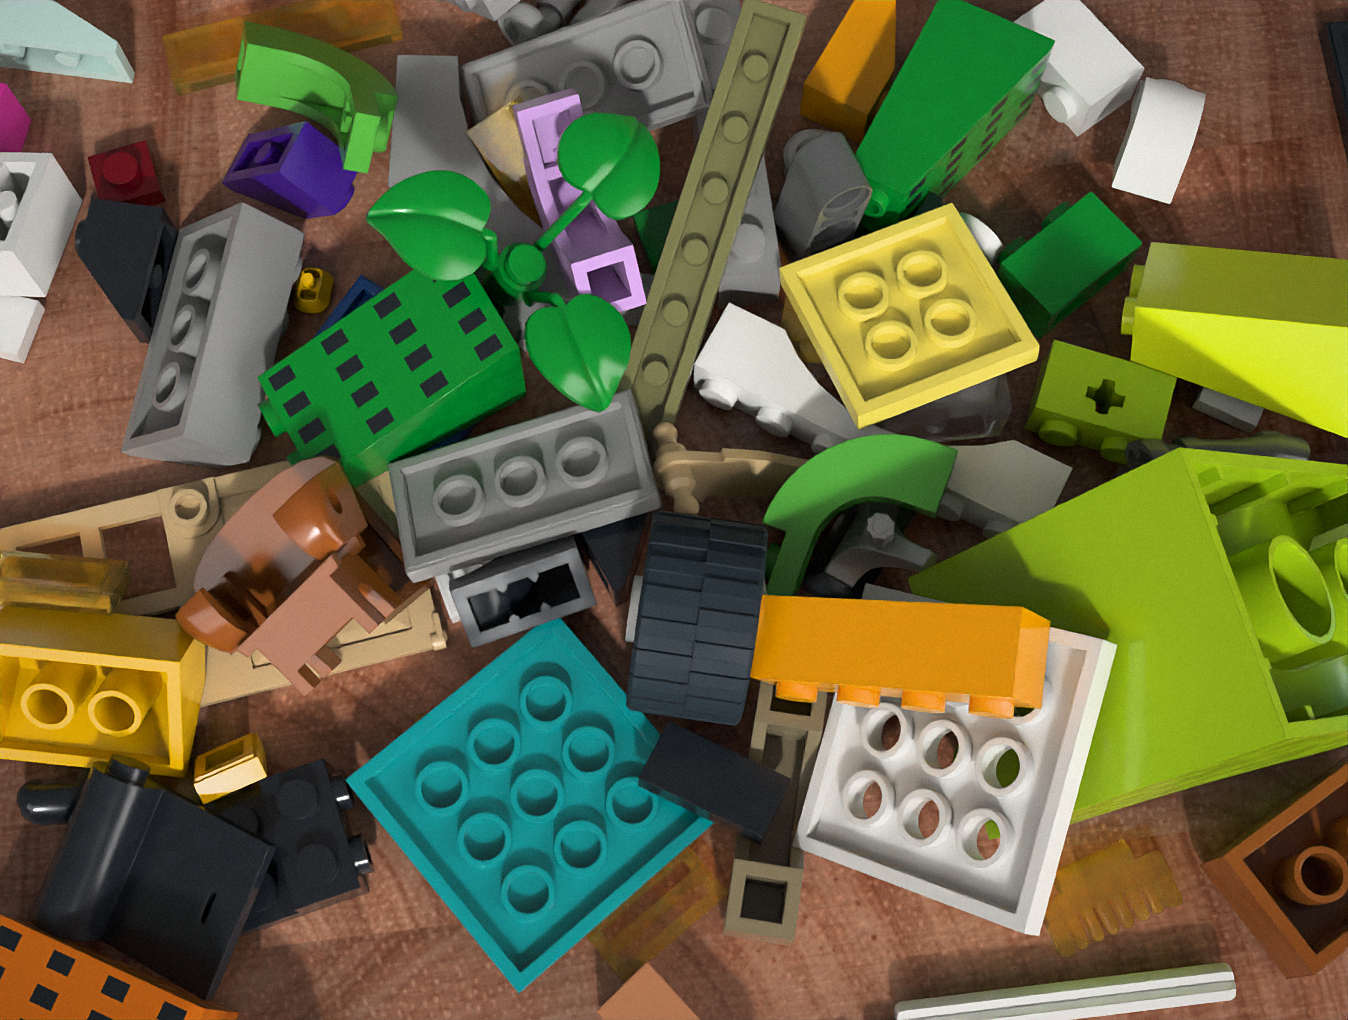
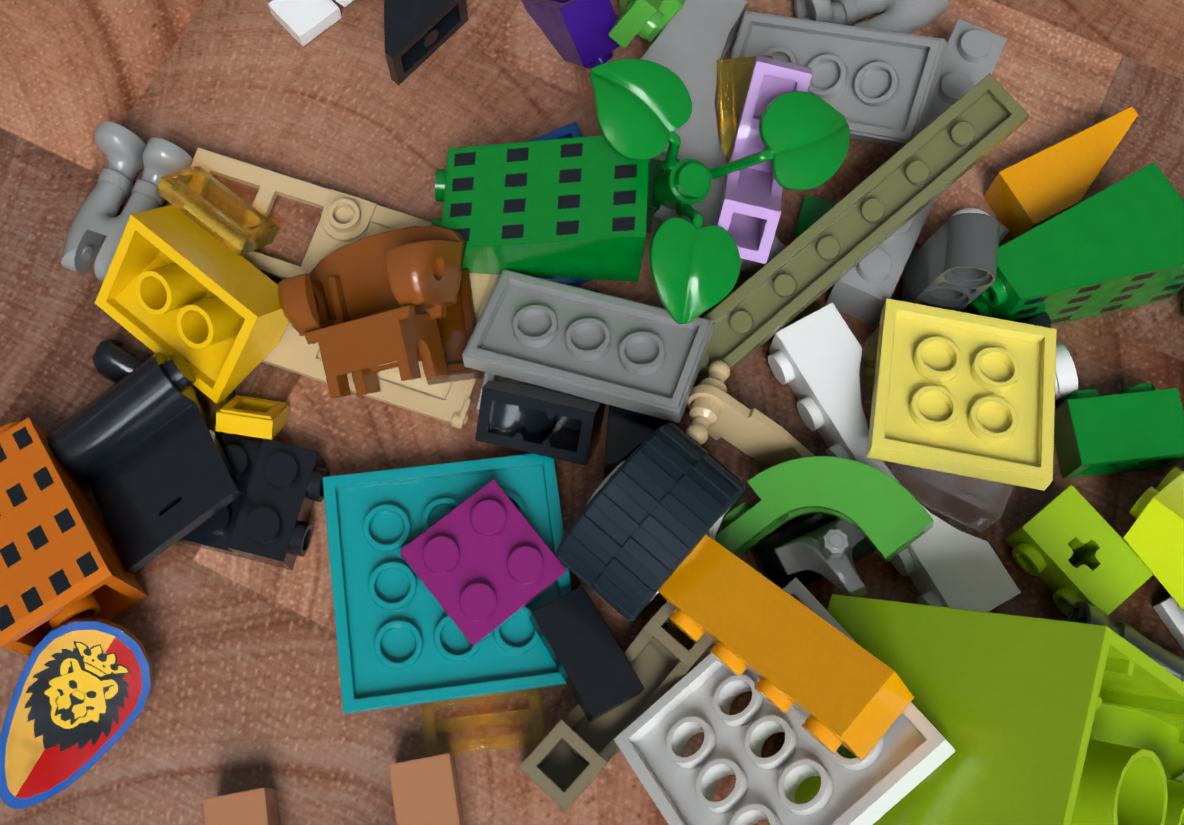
camera: 30 degrees right, 0 degrees up
(214, 339) = (442, 105): light grey slope -> none
(313, 290) = (535, 113): yellow rock -> none
(558, 761) = (483, 563): none -> magenta plate

